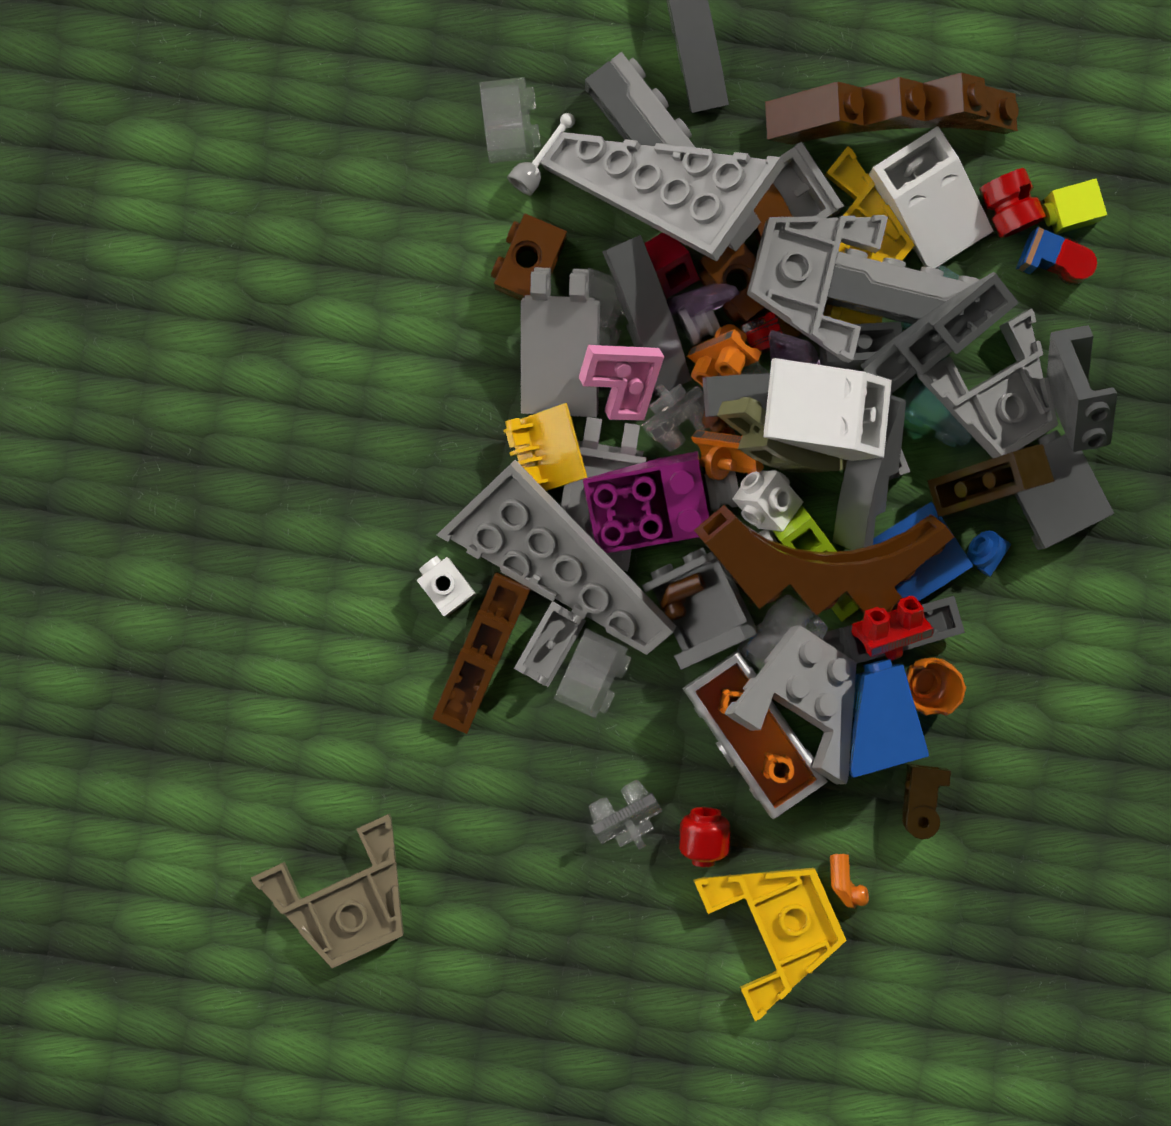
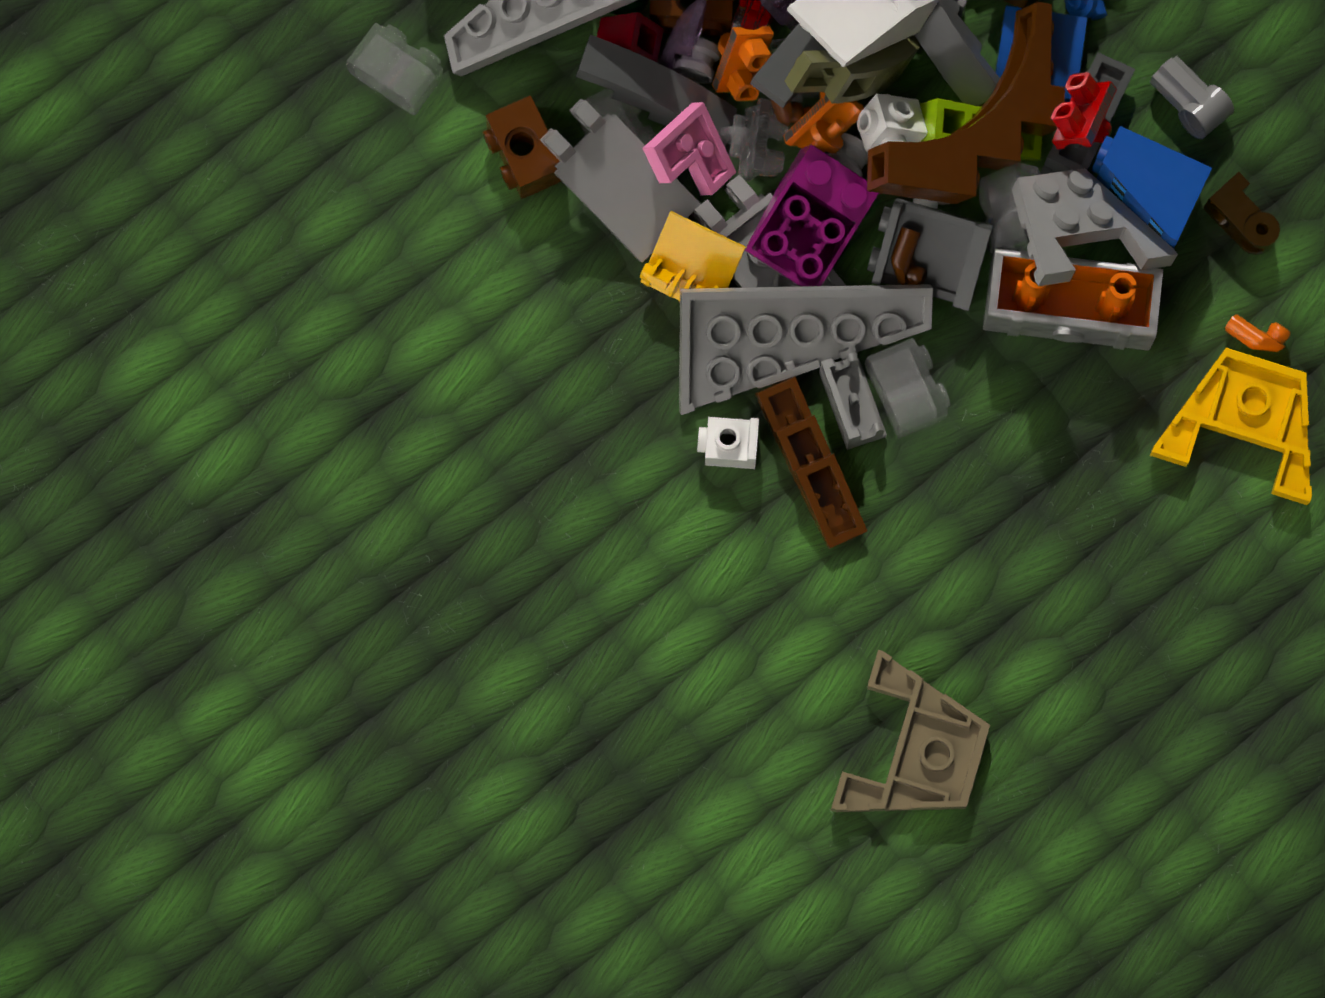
camera: 50 degrees left, 10 degrees down
(527, 175) = (453, 93): hinge -> none
(611, 823) = (1056, 464): clear hips -> none
(704, 836) = (1122, 412): red head -> none
(935, 686) = (1162, 121): orange hair -> none
(981, 702) = (1199, 105): none -> light grey piece

